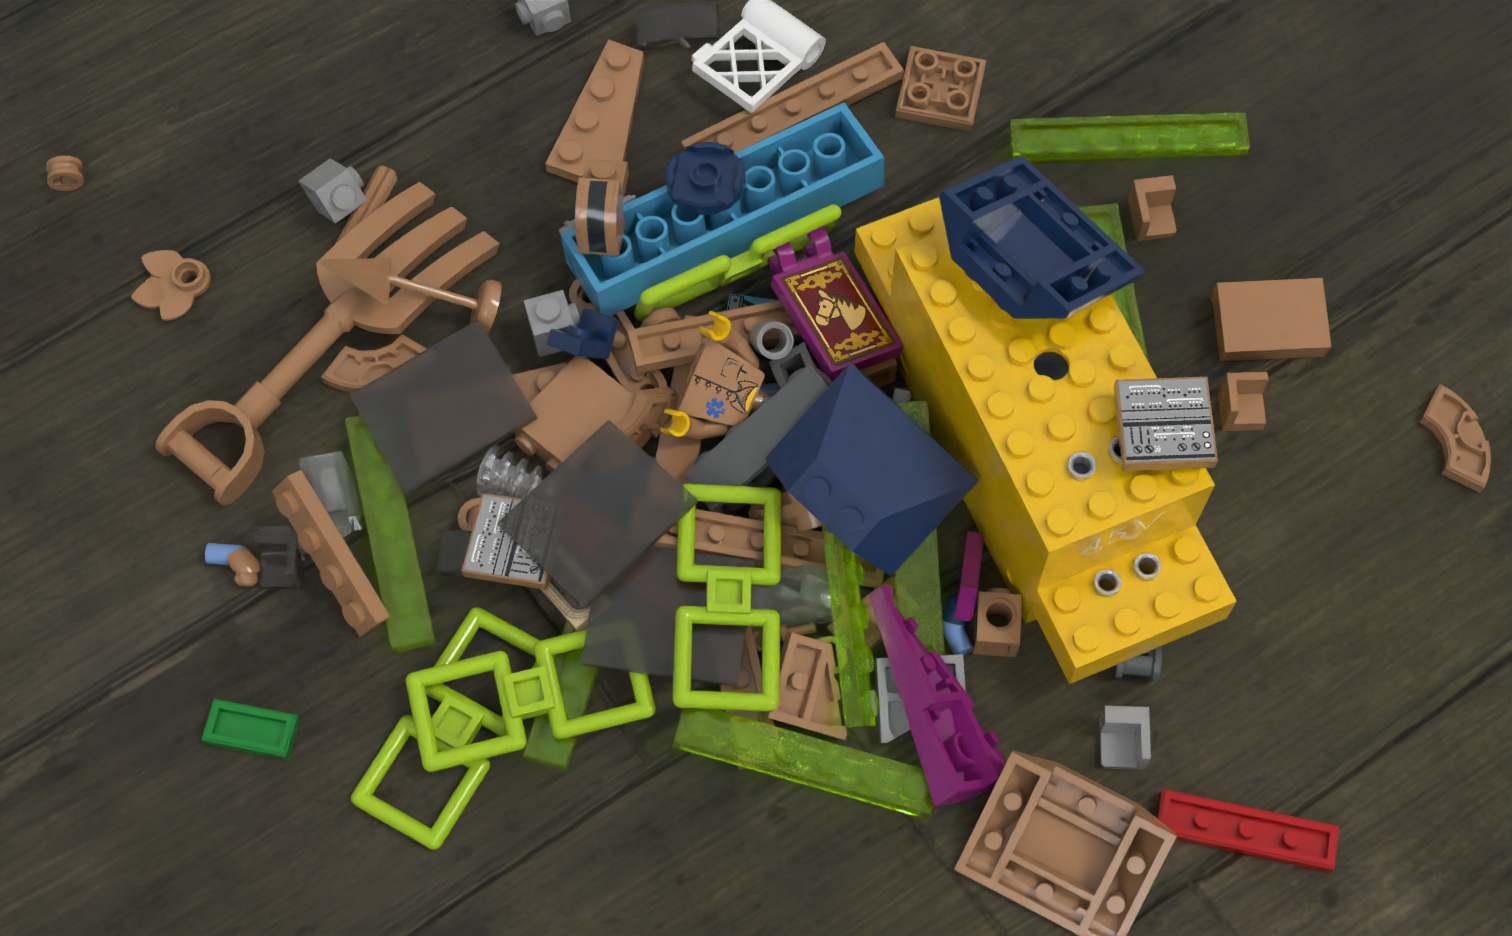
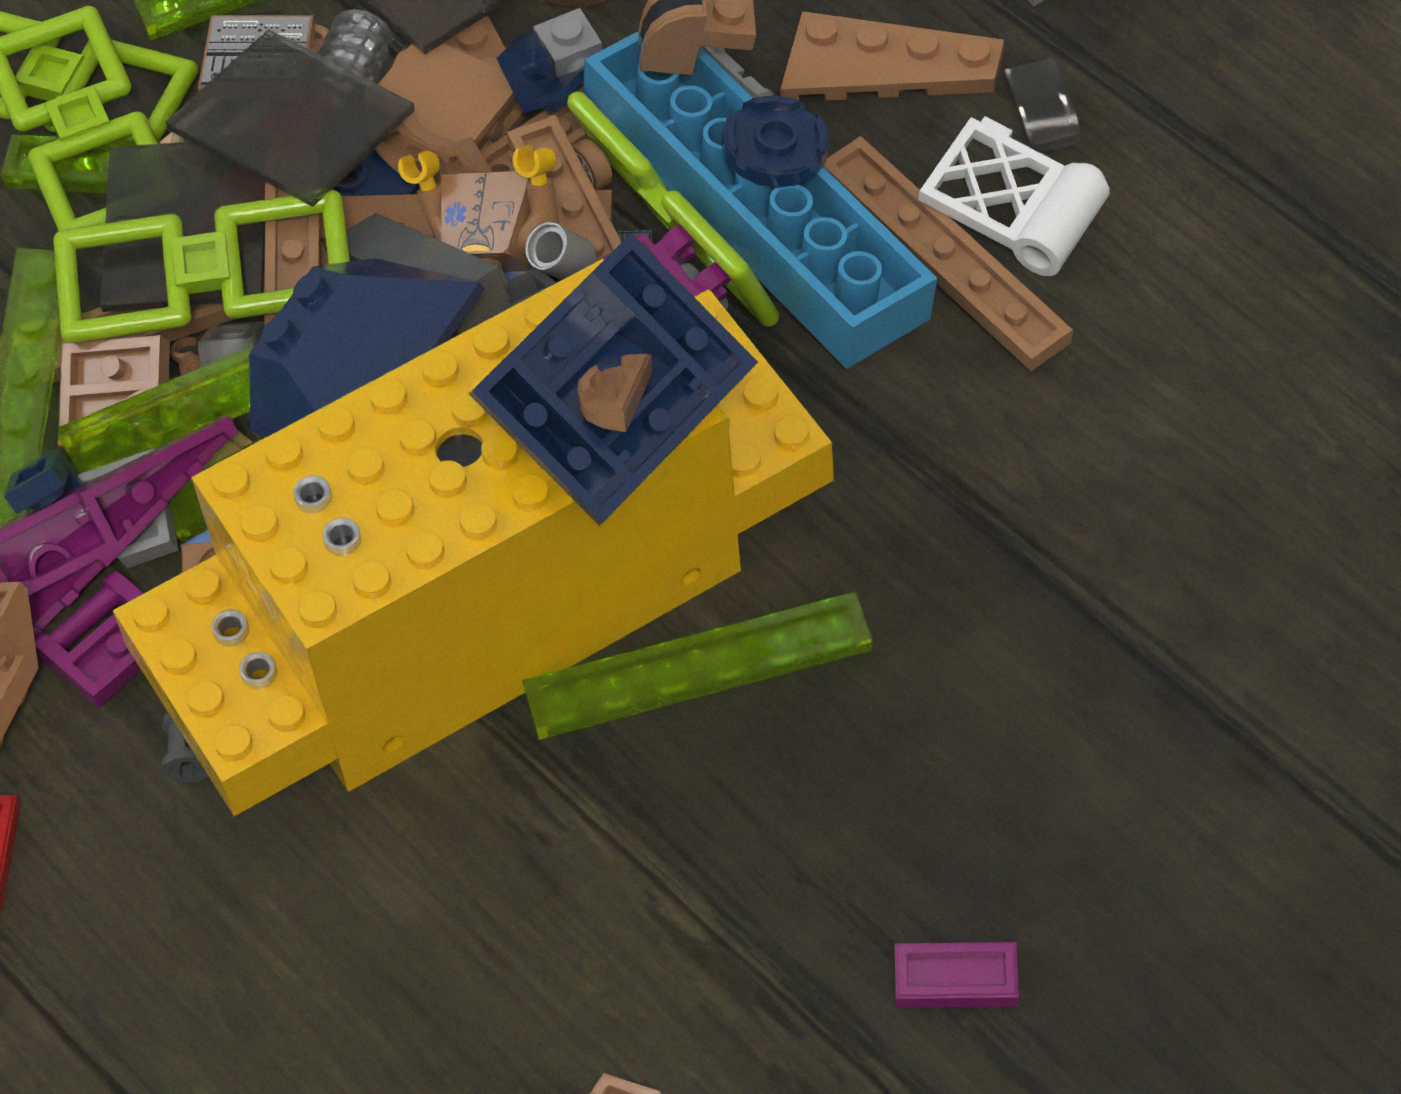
camera: 85 degrees right, 10 degrees down
(908, 738) = (41, 482): none -> dark blue bracket
(940, 89) = (1026, 418): medium nougat tile -> none
(1040, 703) = (101, 660): none -> magenta plate
(1056, 238) = (613, 395): none -> medium nougat tile
(1124, 737) = (83, 749): light grey panel -> none
(1129, 136) = (994, 651): clear neon green plate -> none
(1151, 207) = (877, 689): medium nougat panel -> none
(1165, 423) = (366, 559): tile -> none
(1242, 401) = (582, 829): medium nougat panel -> none
(1271, 319) = (726, 856): medium nougat container -> none
(1365, 203) = (956, 974): none -> magenta tile

